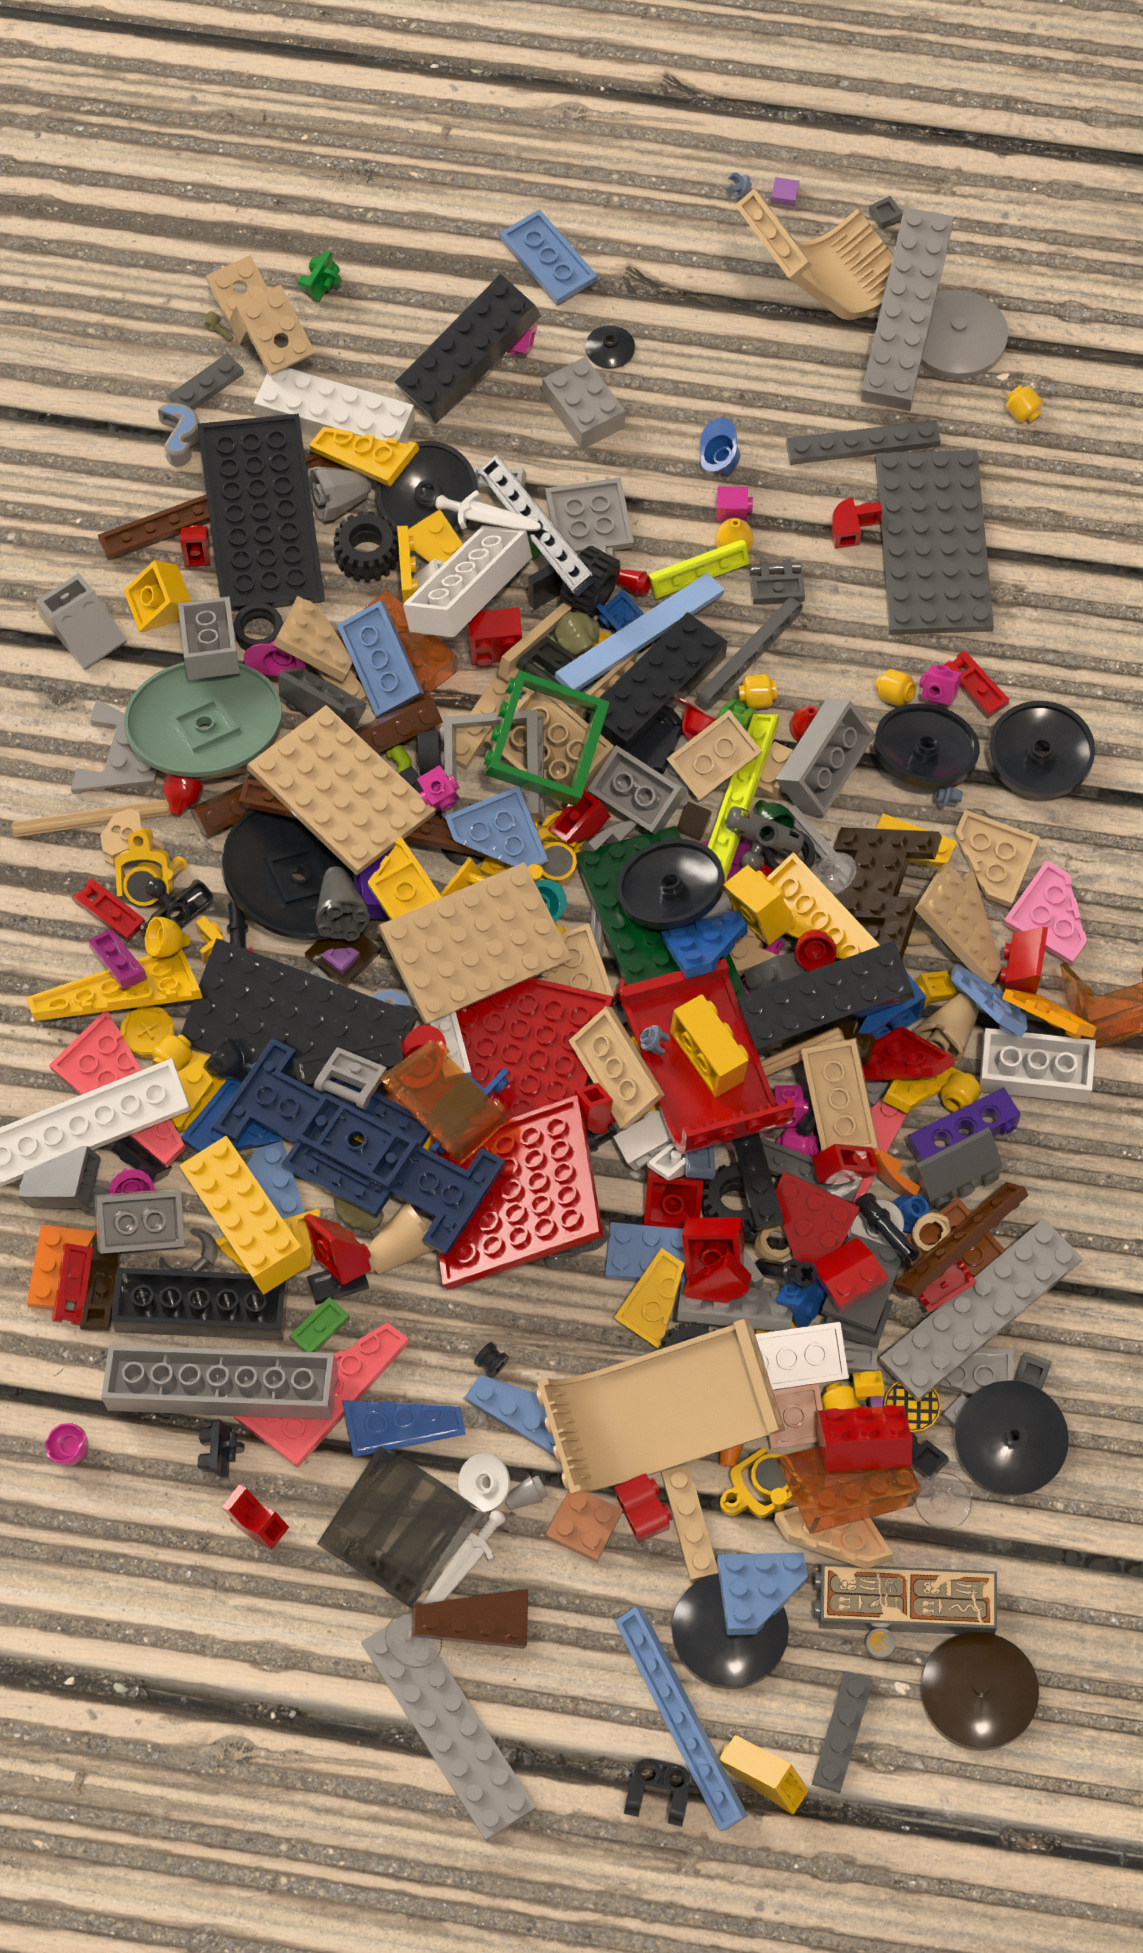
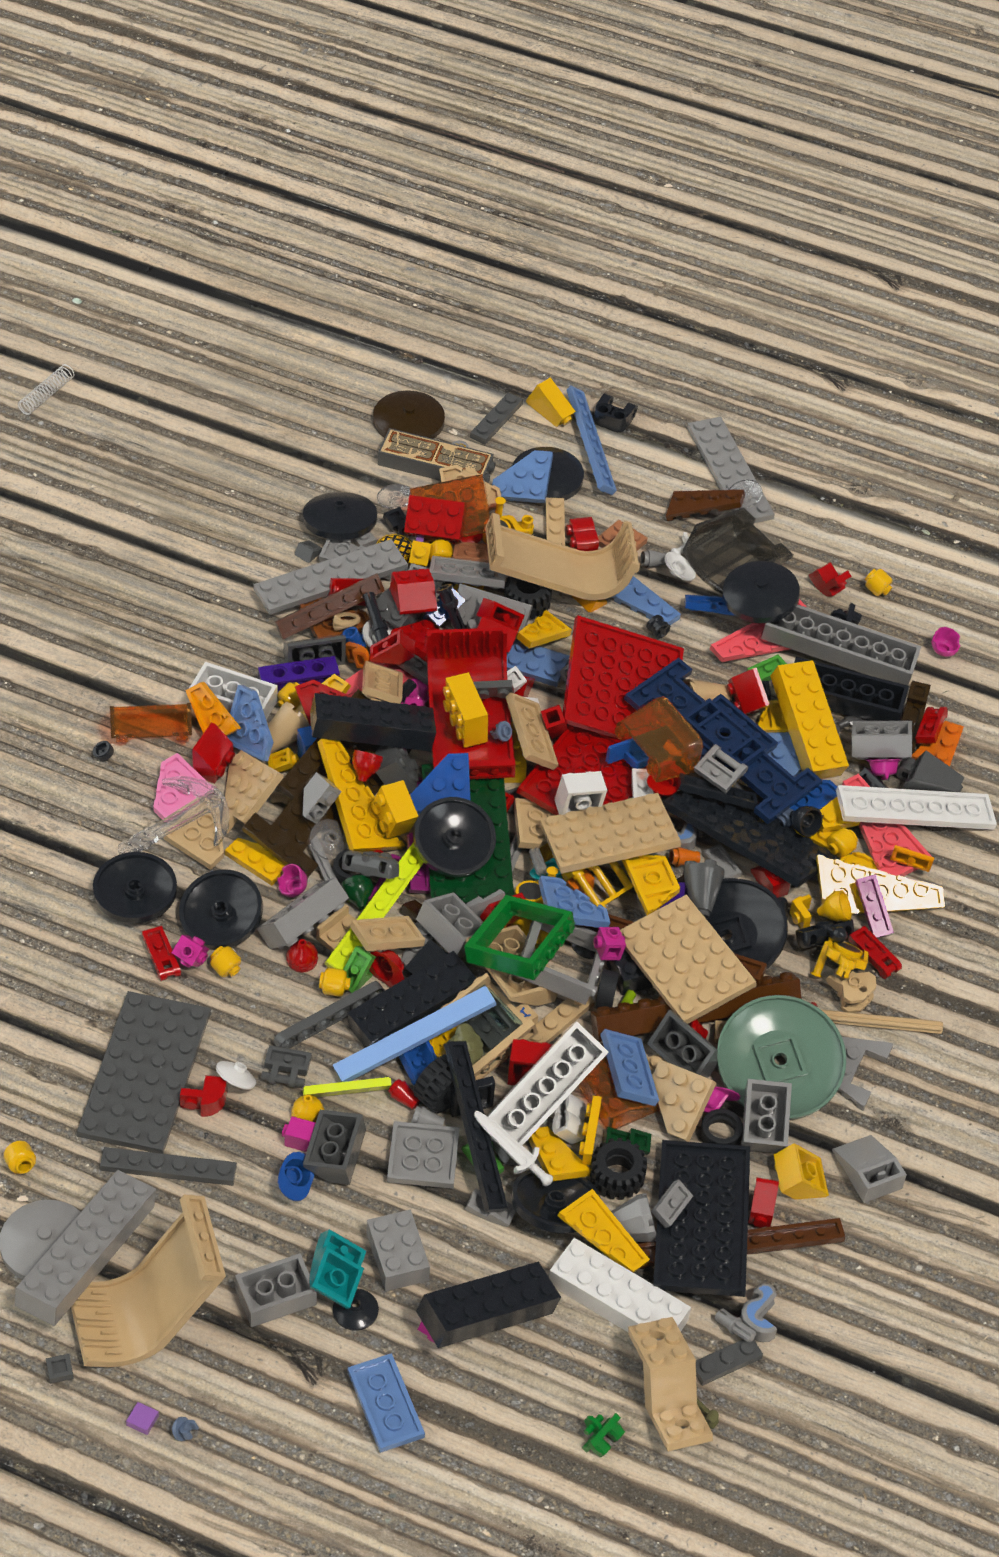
camera: 170 degrees left, 15 degrees down
(75, 1045) = (912, 858): none -> light orange slope
(180, 1539) = (878, 582): none -> yellow head
(202, 410) = (735, 1325): none -> light grey axle
(296, 501) = (672, 1203): none -> light grey plate
(349, 1406) = (761, 591): none -> black dish
(359, 594) = (639, 1137): none -> dark green slope
(378, 980) = (679, 856): none -> orange cone
(526, 986) = (580, 791): none -> white brick
(558, 908) = (538, 861): none -> light grey axle
(641, 357) = (336, 1268): none -> teal slope
(685, 1102) = (496, 688): none -> dark grey plate
(688, 491) = (335, 1146): none -> dark grey slope
(697, 327) = (275, 1290): none -> light grey brick
(840, 546) = (236, 1074): none -> white dish
(855, 811) = (292, 881): none -> dark pink hair
(858, 888) = (318, 797): none -> light grey slope
(1010, 874) = (198, 807): none -> clear piece

